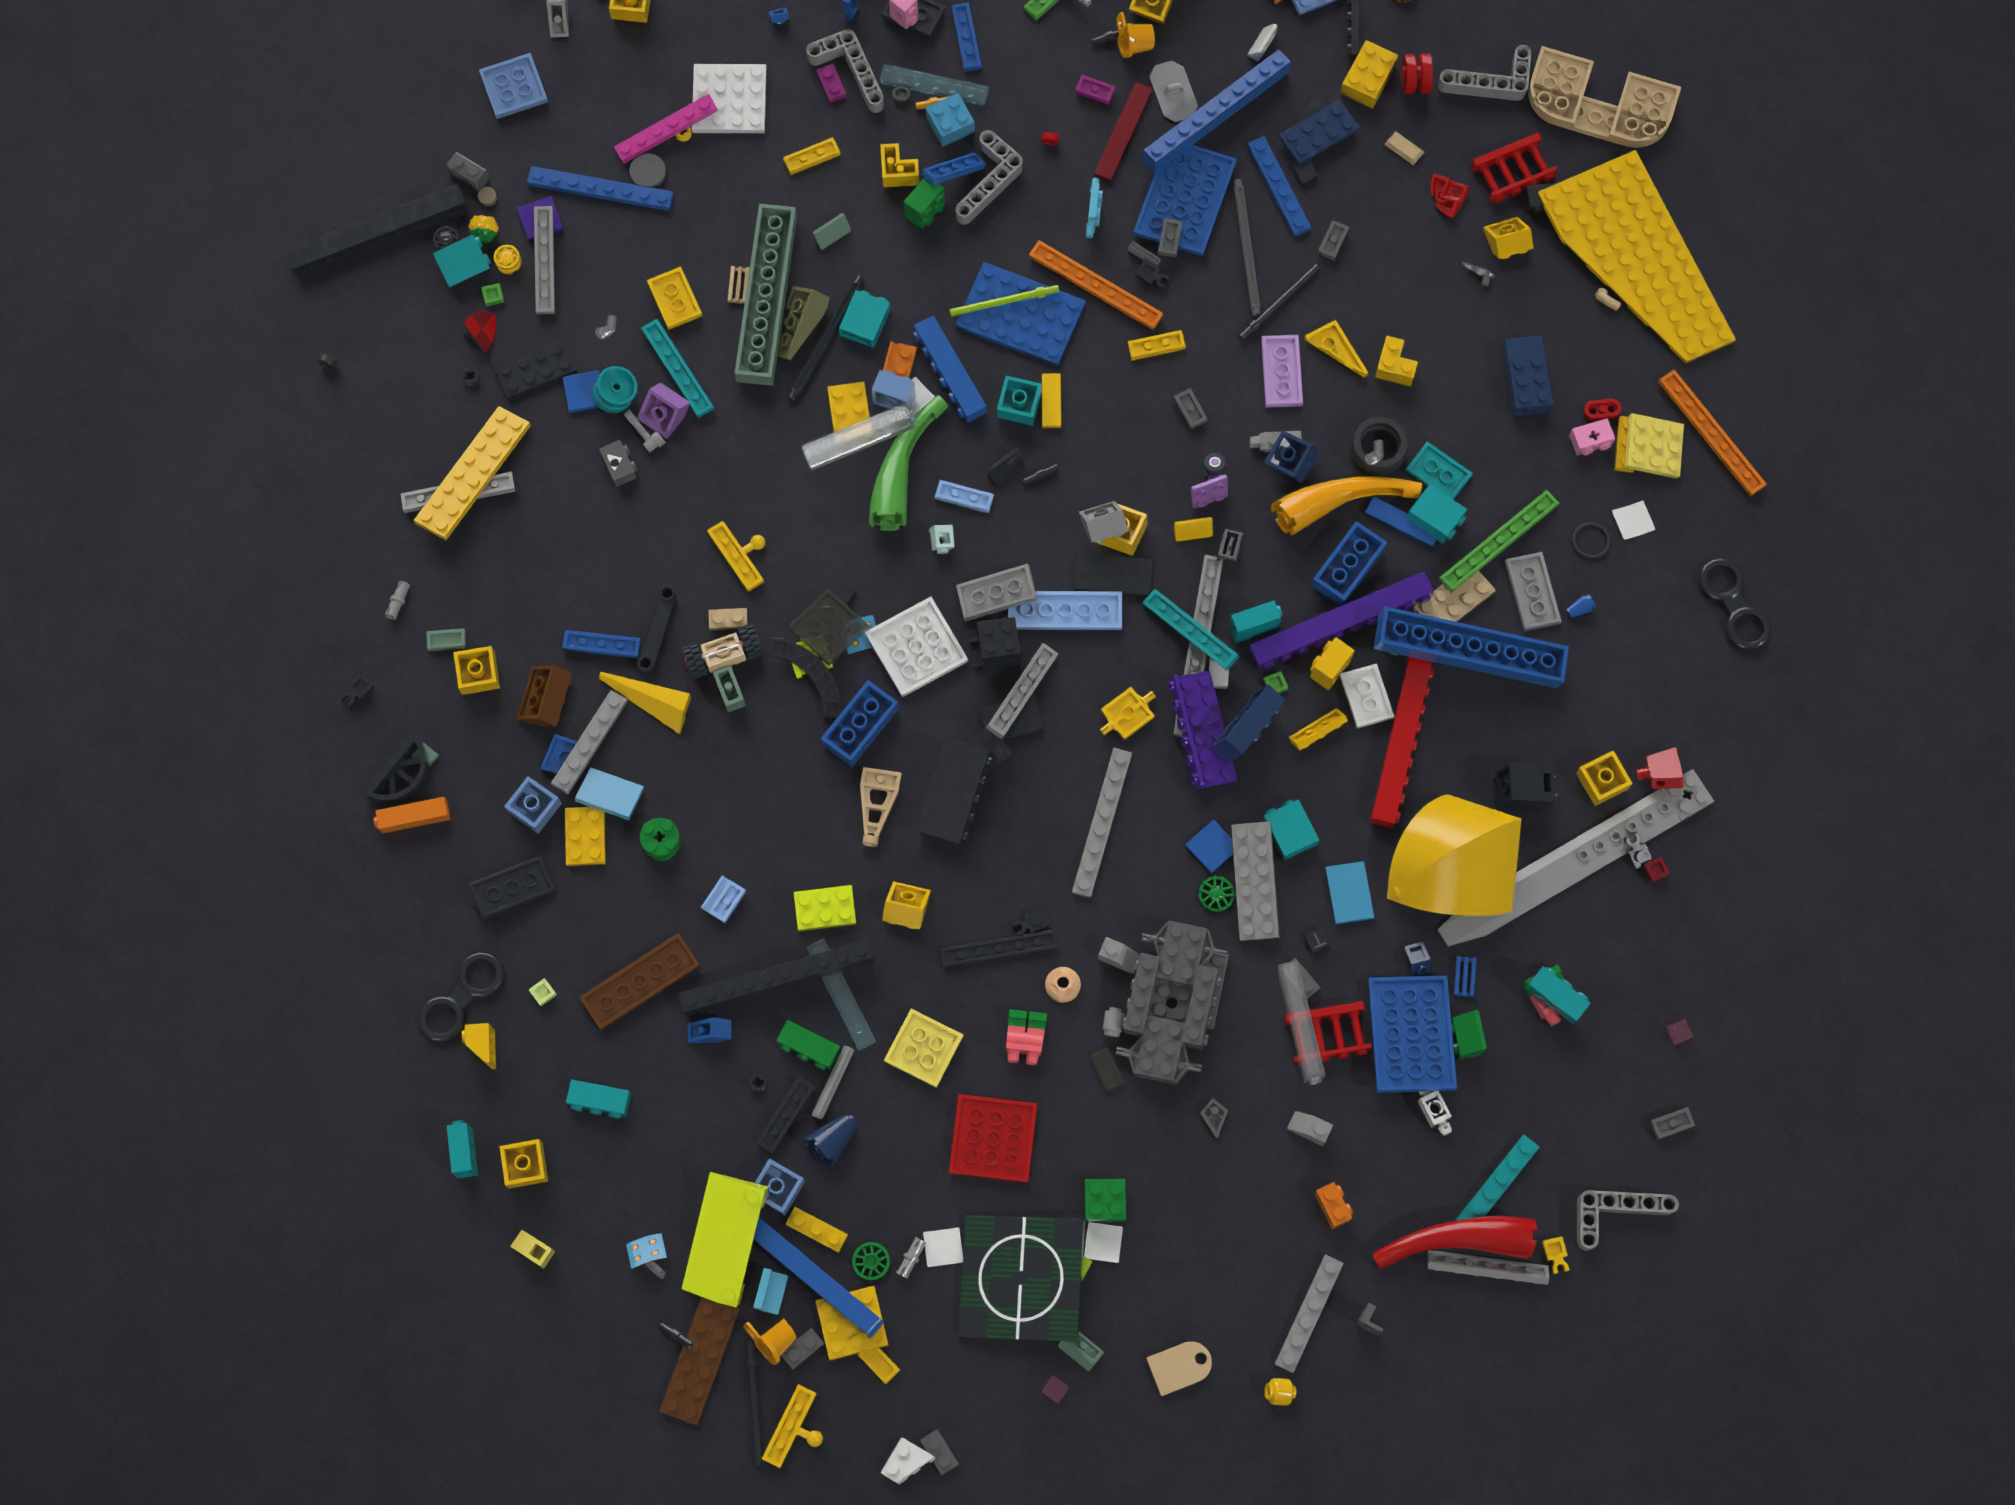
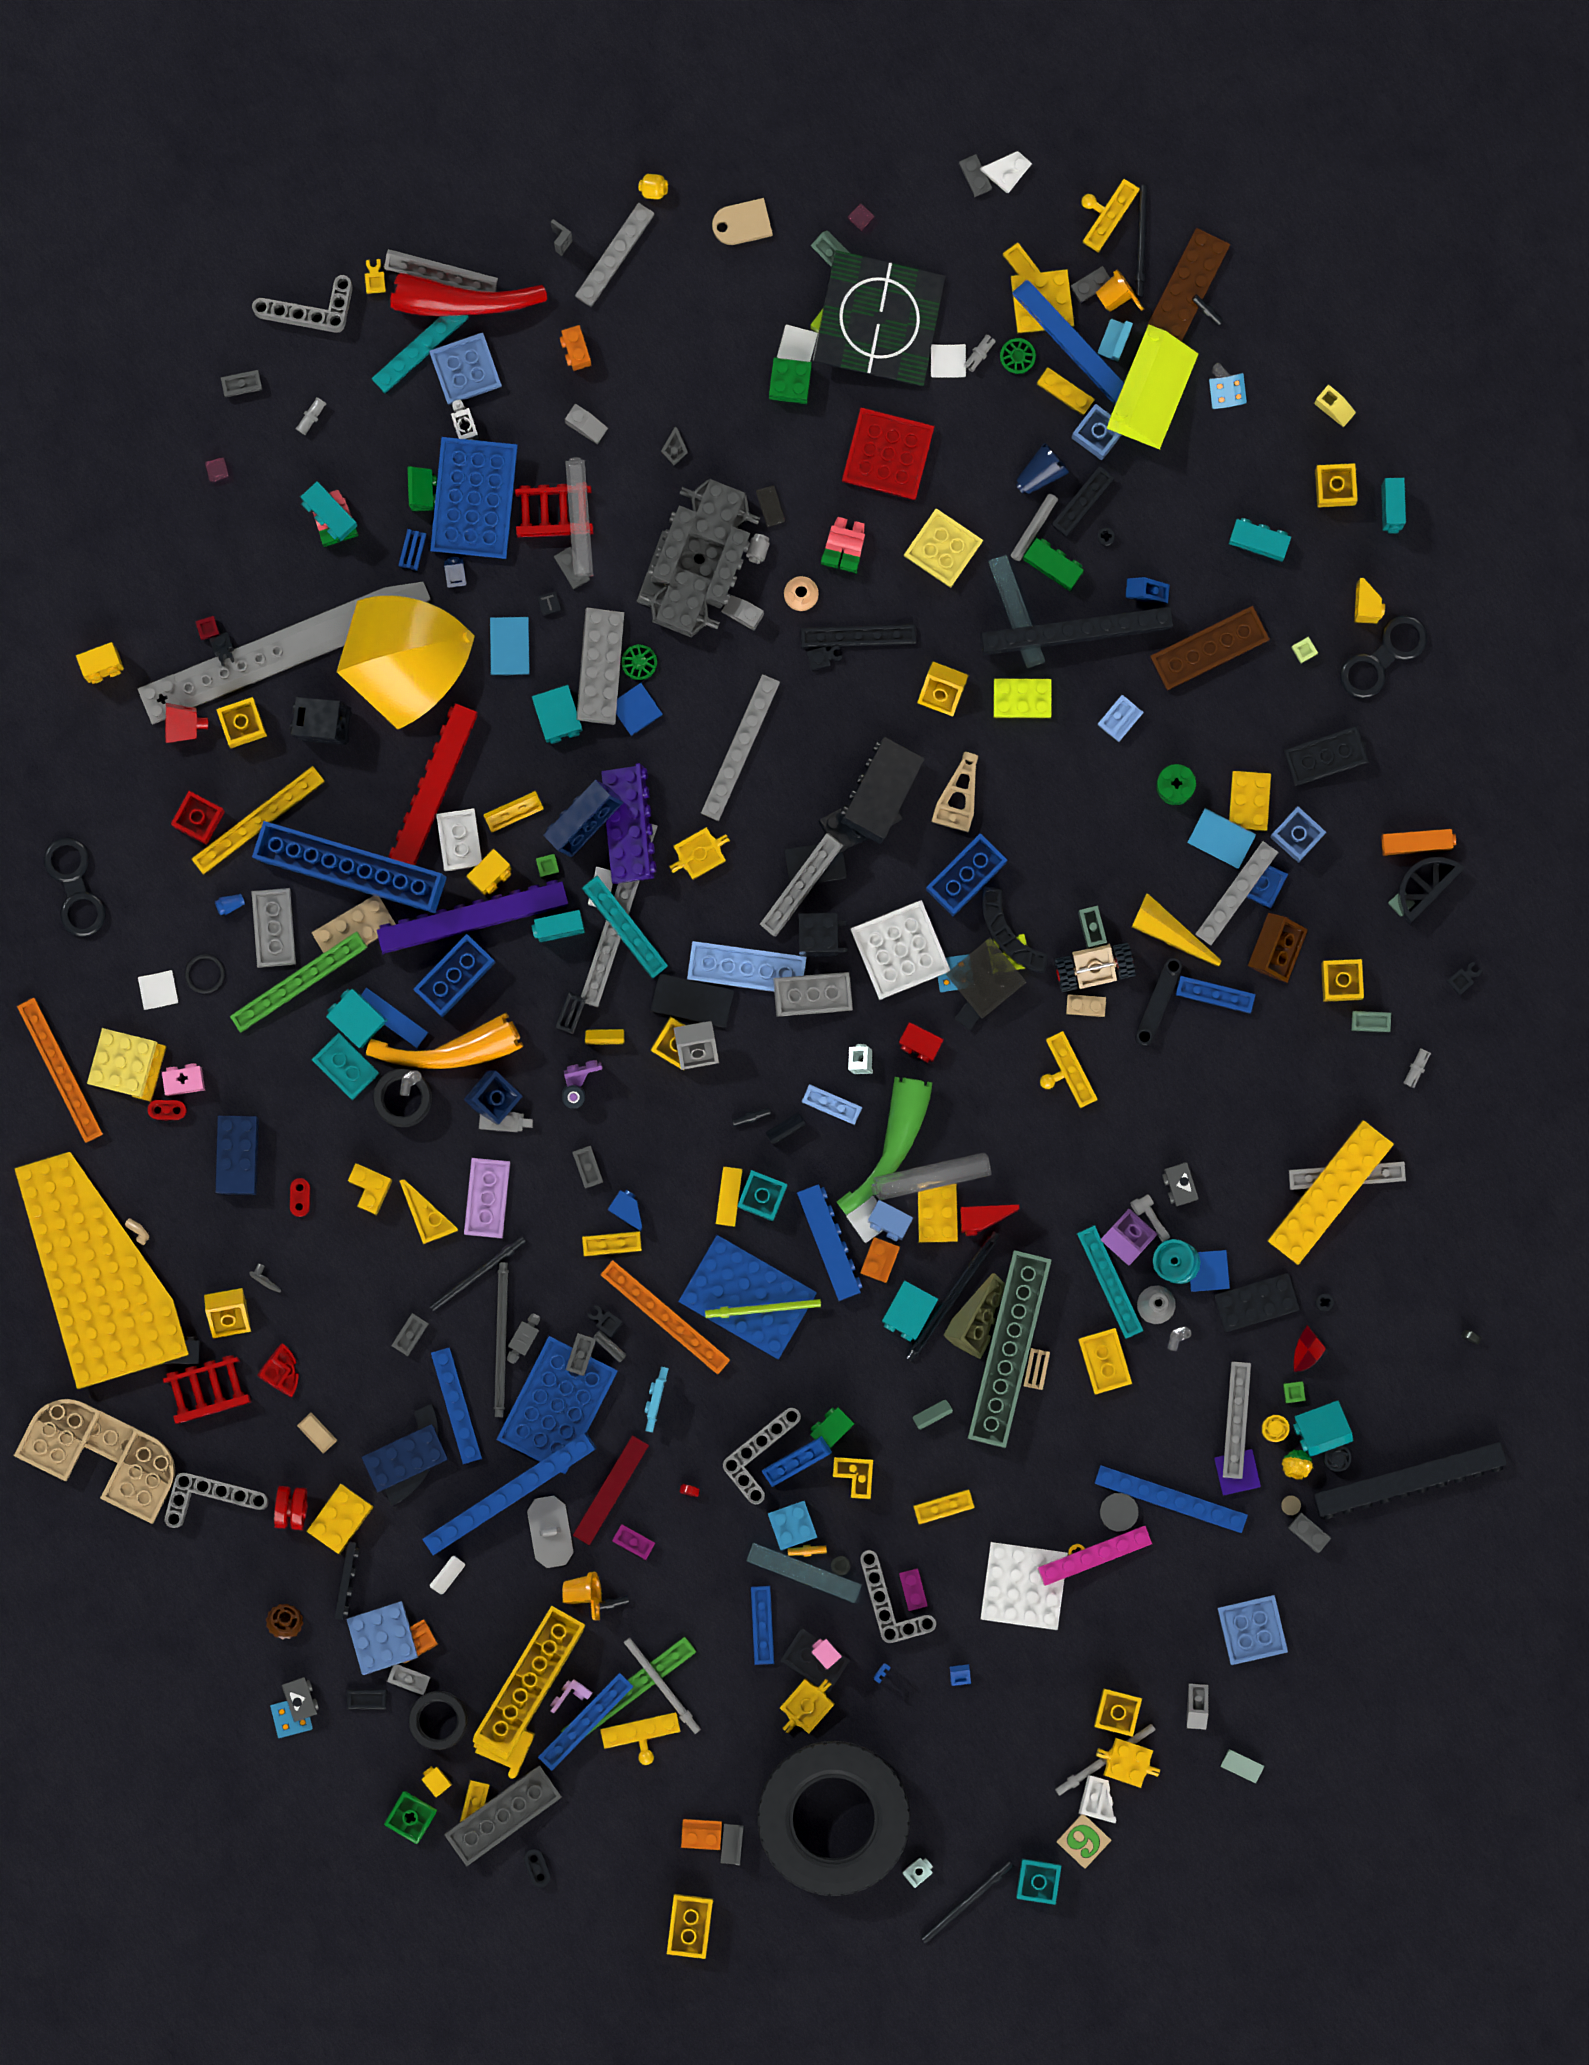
camera: 170 degrees left, 10 degrees up
(631, 352) = (1148, 1309): none -> light grey cone
(802, 407) = (981, 1217): none -> red slope
(885, 562) = (920, 1042): none -> red brick
(1146, 374) = (627, 1209): none -> blue slope
(1226, 249) = (523, 1338): none -> dark grey piece
(1444, 1169) = (465, 368): none -> medium blue plate
(1459, 347) = (300, 1197): none -> red plate
(1568, 691) = (253, 822): none -> yellow tile
(1594, 1099) = (310, 416): none -> light grey pin
(1628, 681) = (197, 817): none -> red brick
(1757, 816) = (100, 663): none -> yellow brick

